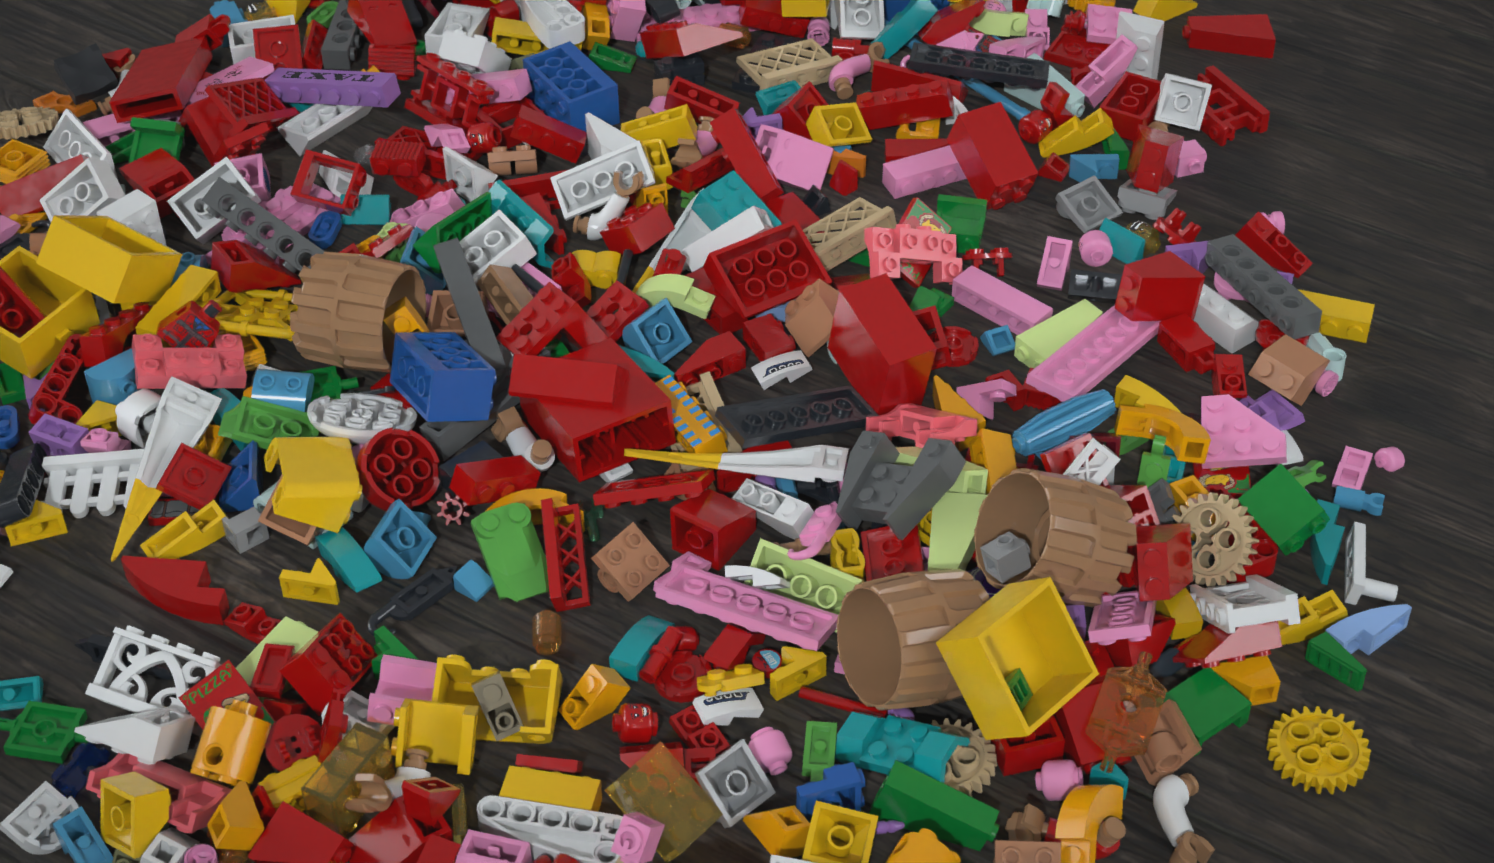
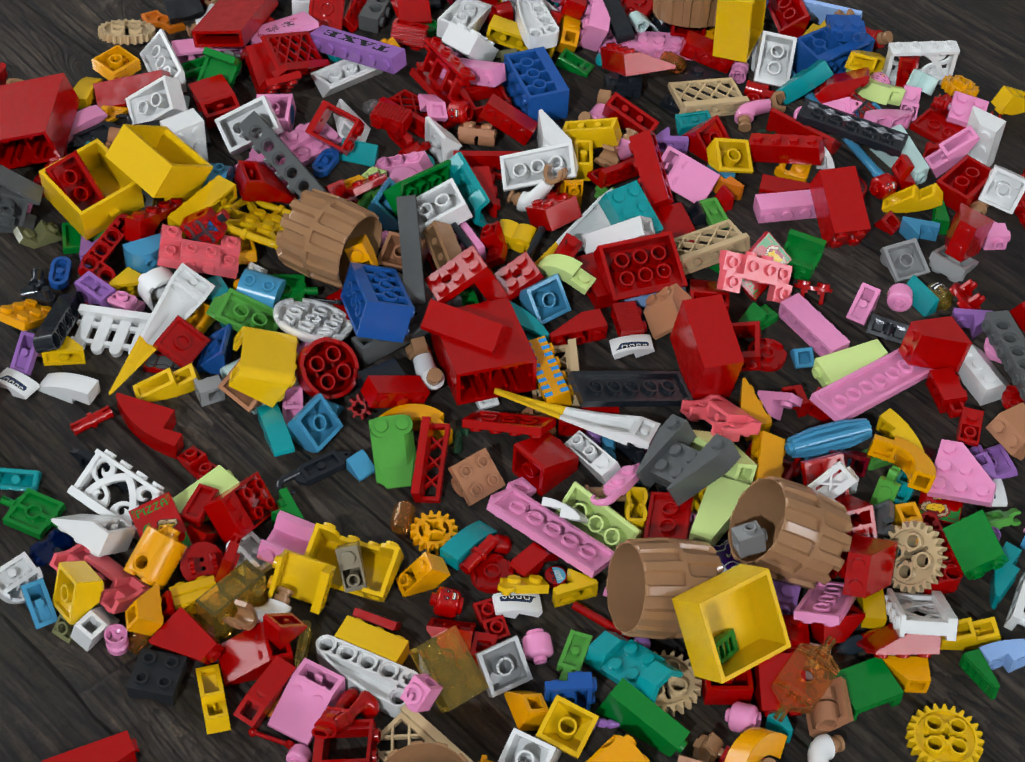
camera: 10 degrees right, 5 degrees up
(55, 564) = (70, 387): none -> white slope
(95, 599) = (91, 420): none -> red pin
(313, 586) = (247, 445): yellow slope -> none
(361, 521) = (292, 402): none -> bright pink slope
(592, 640) = (433, 531): none -> light orange gear
(837, 193) = (713, 211): none -> bright green plate

